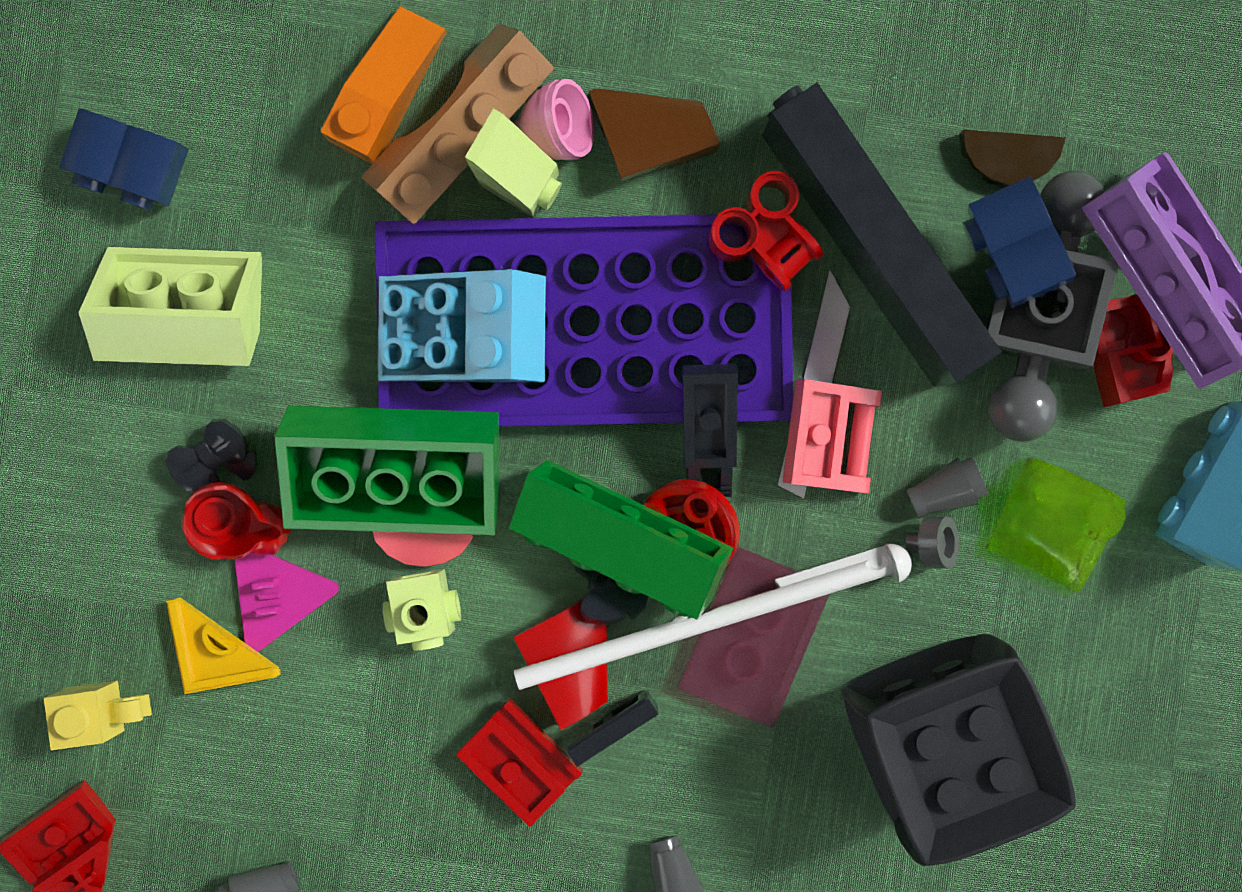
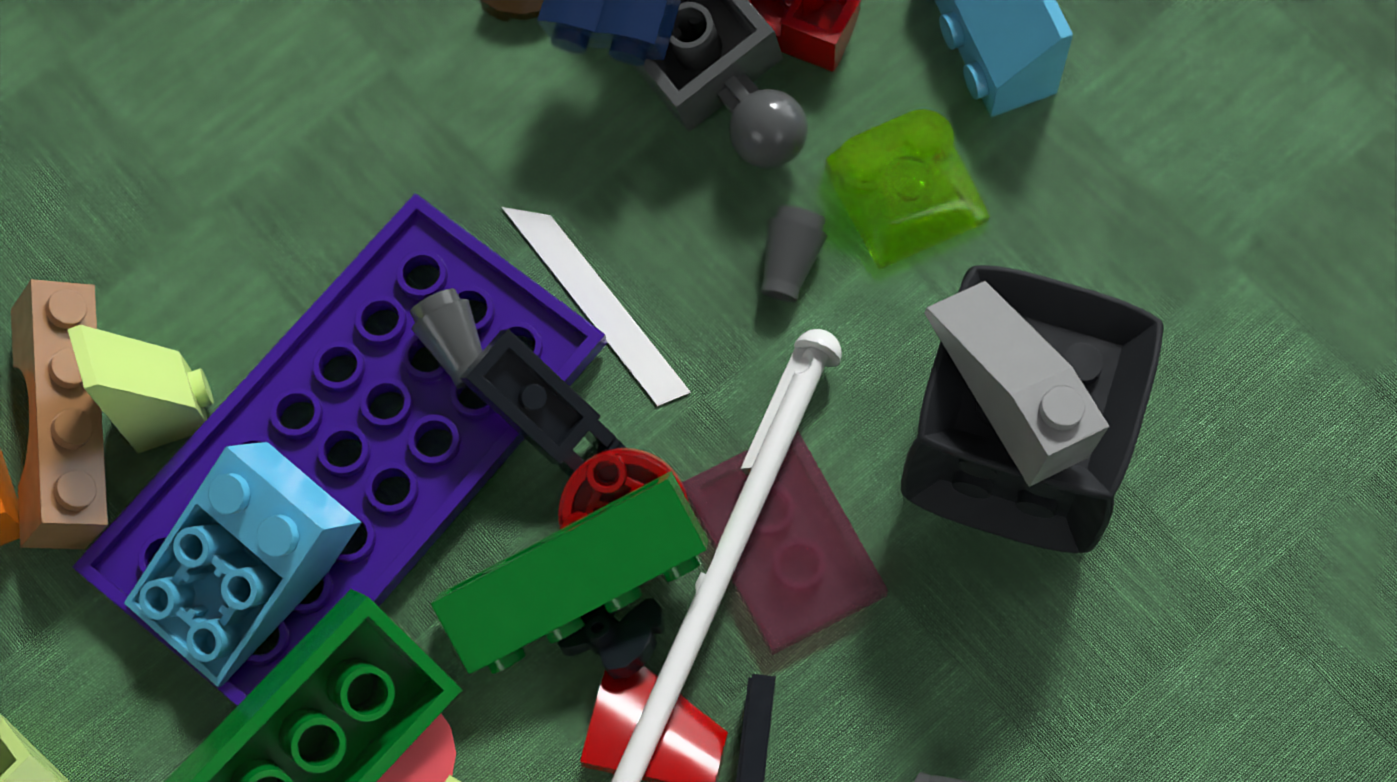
camera: 45 degrees left, 20 degrees down
(558, 120) = (146, 316): bright pink helmet -> none
(652, 130) = (234, 256): reddish brown slope -> none
(709, 328) = (448, 332): none -> dark grey cone
(768, 232) = (411, 215): red piece -> none
(819, 435) = (640, 323): coral plate -> none
(877, 236) = (502, 130): black brick -> none
(935, 542) = (831, 300): dark grey tile -> none
(954, 757) = (1019, 382): none -> light grey slope

